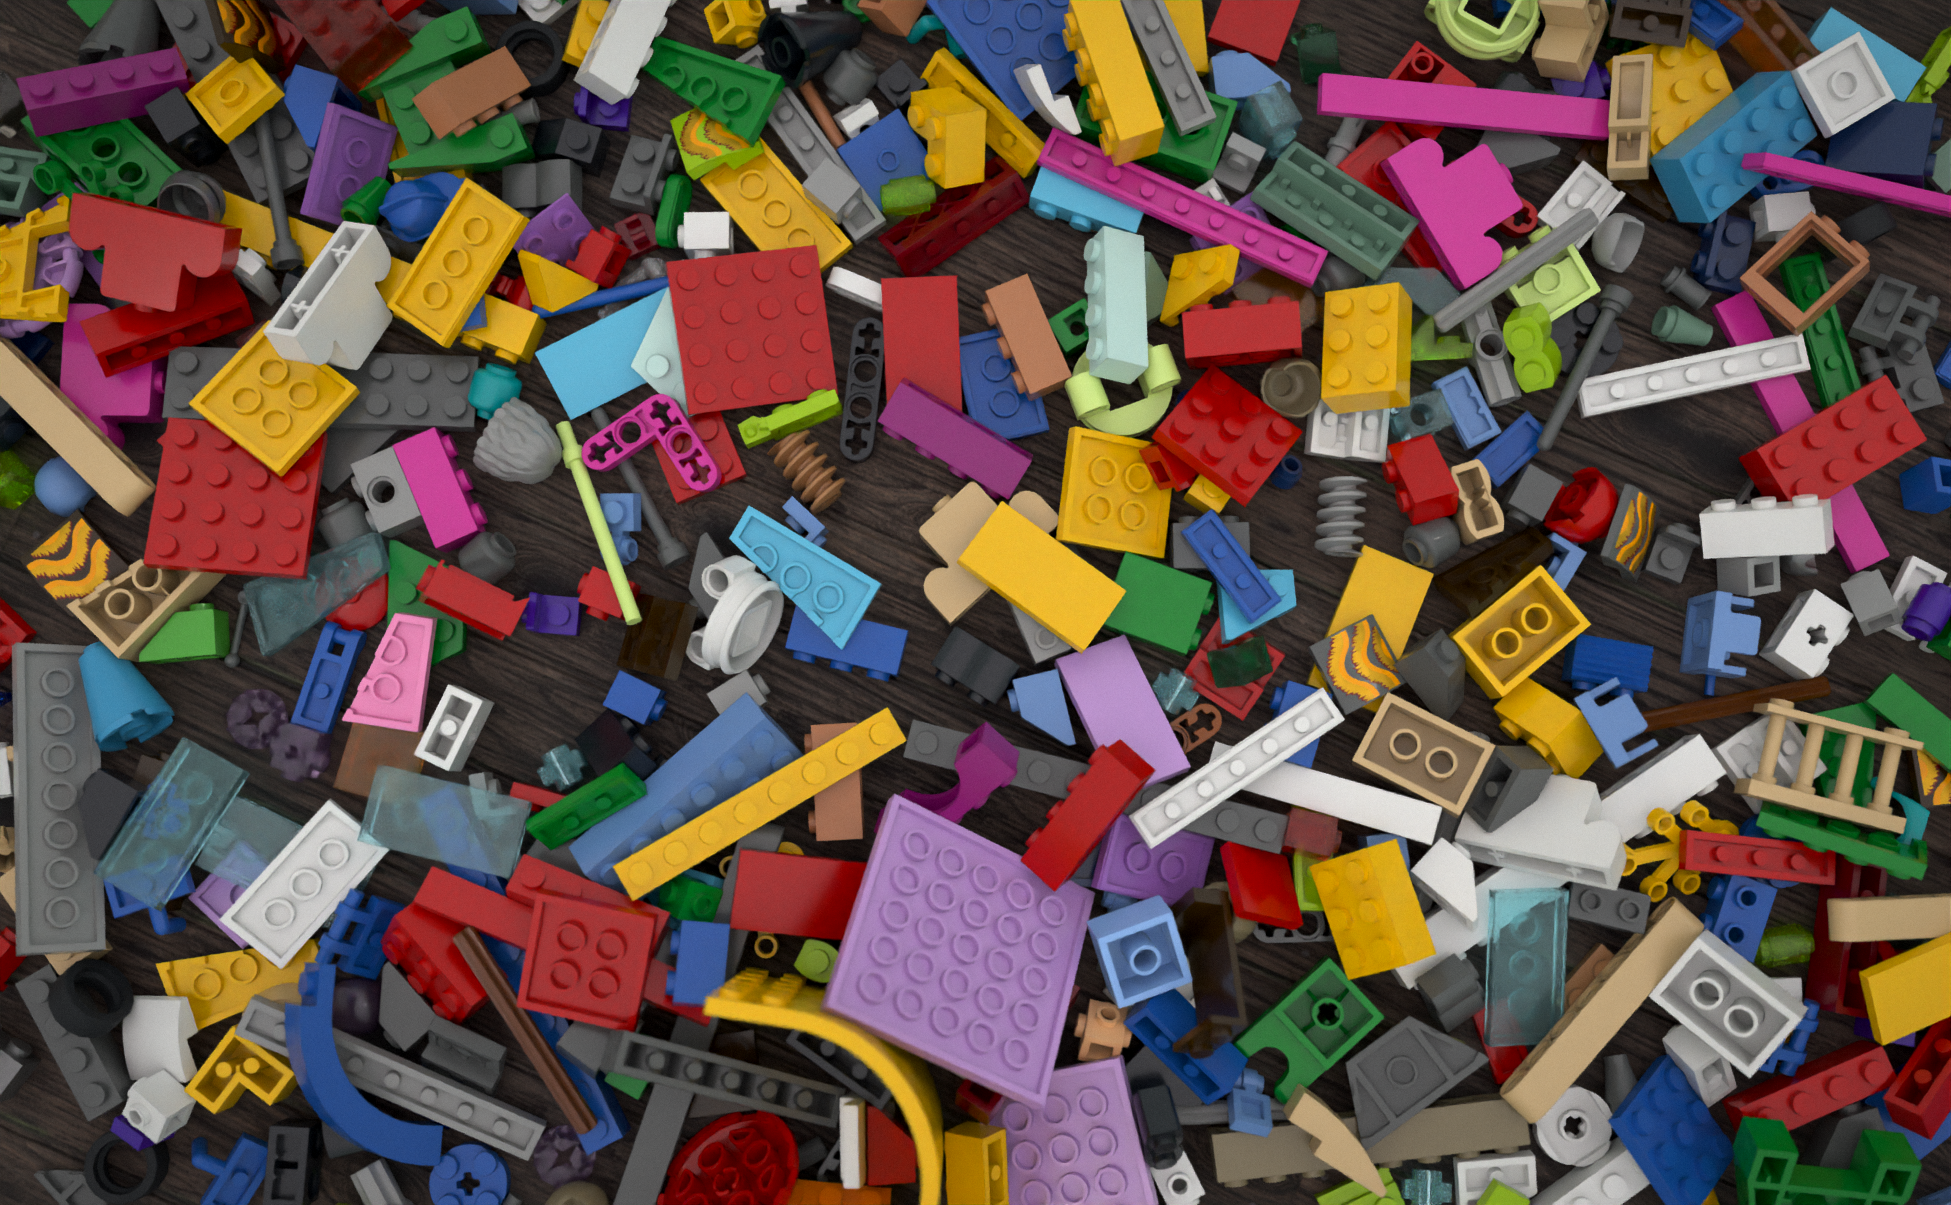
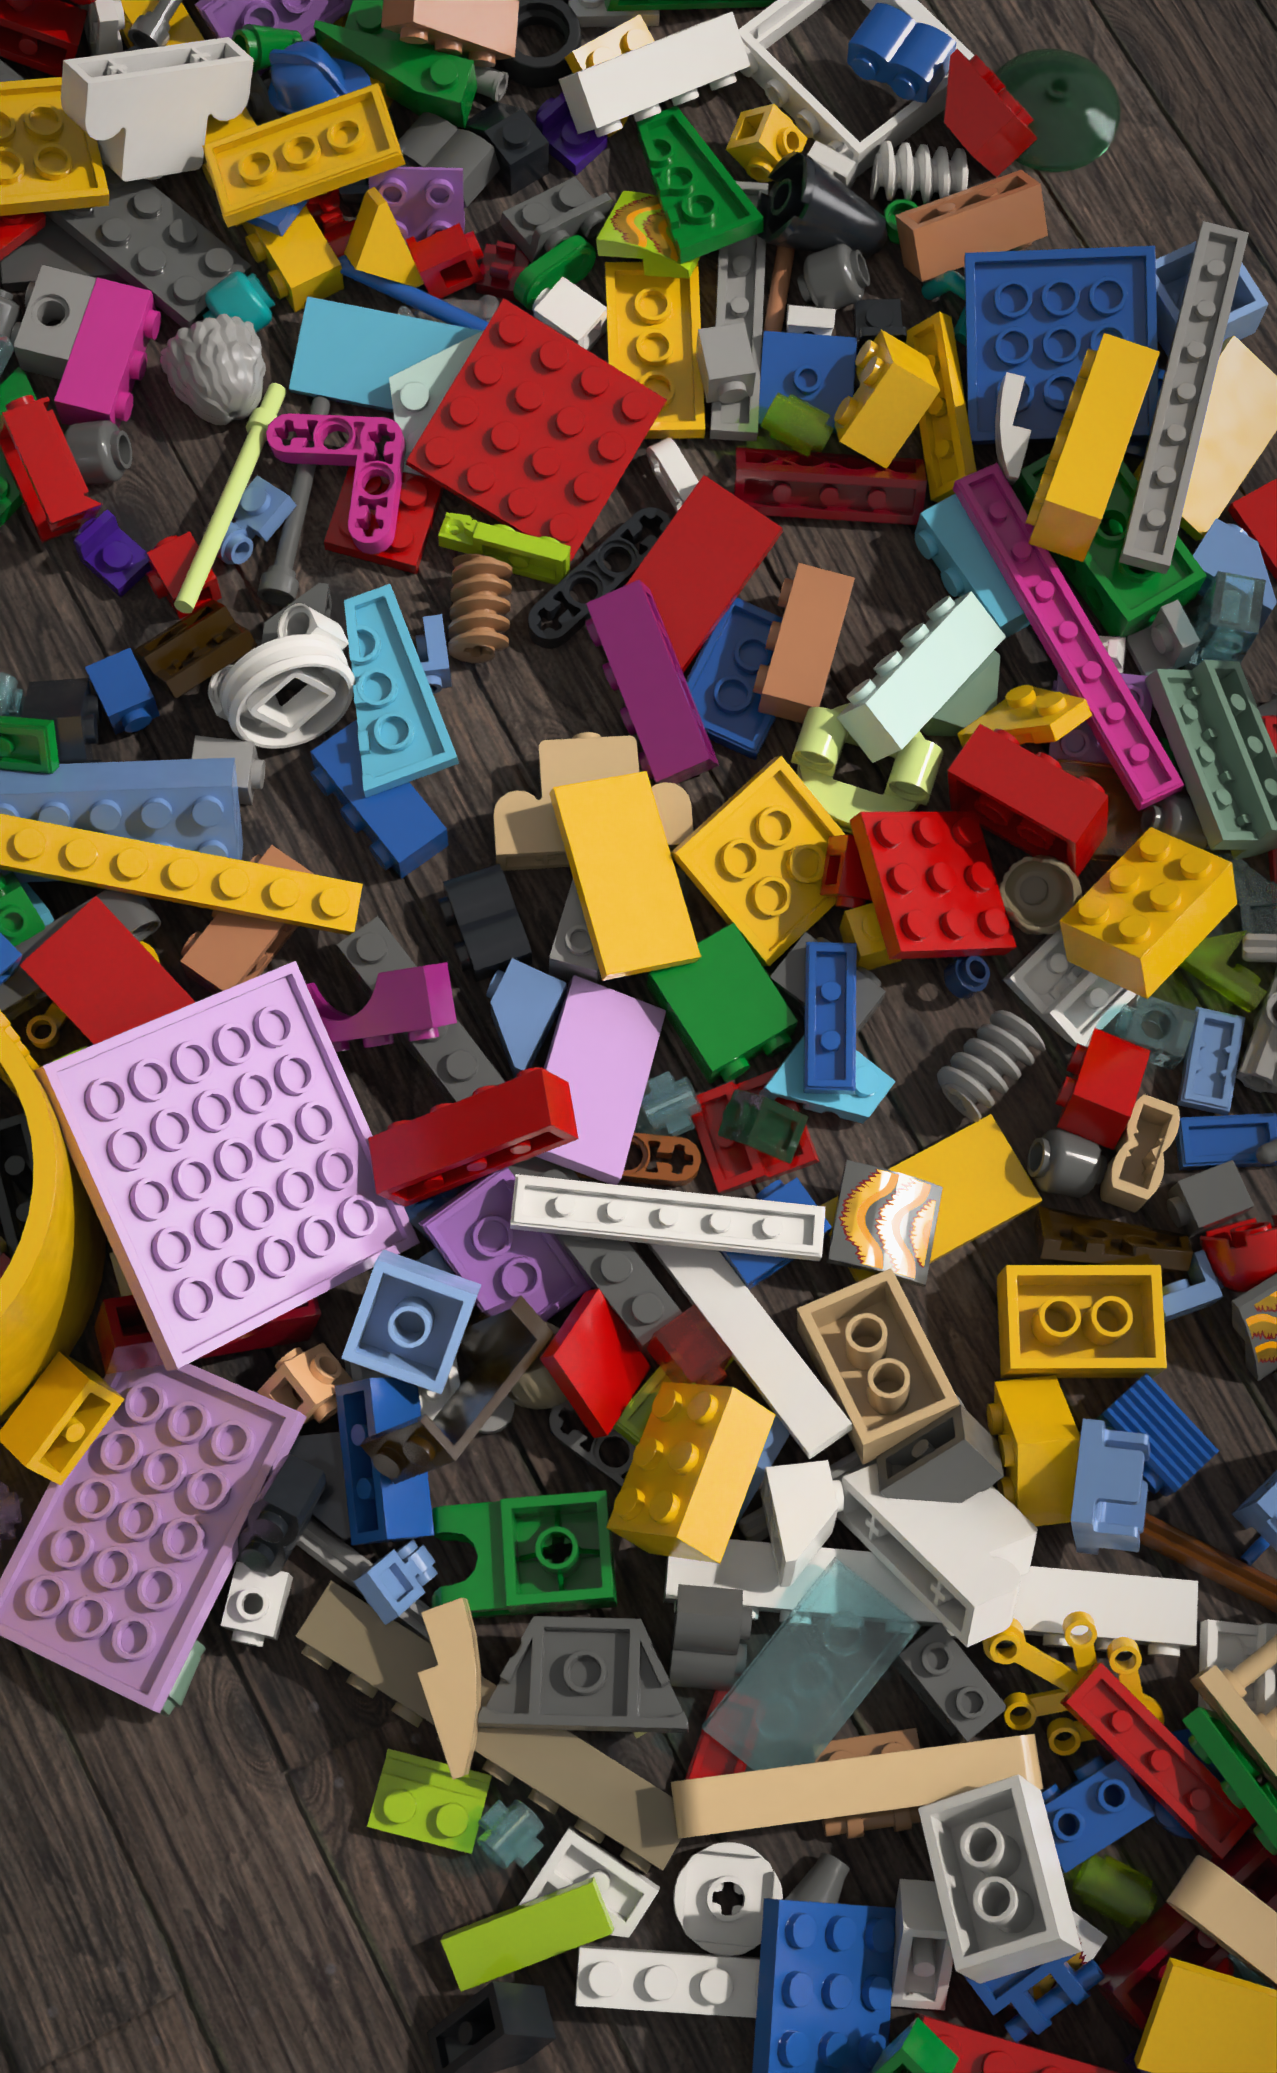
camera: 30 degrees right, 10 degrees down
(1061, 327) = (850, 664): green brick -> none
(1435, 673) = (961, 1298): dark grey slope -> none

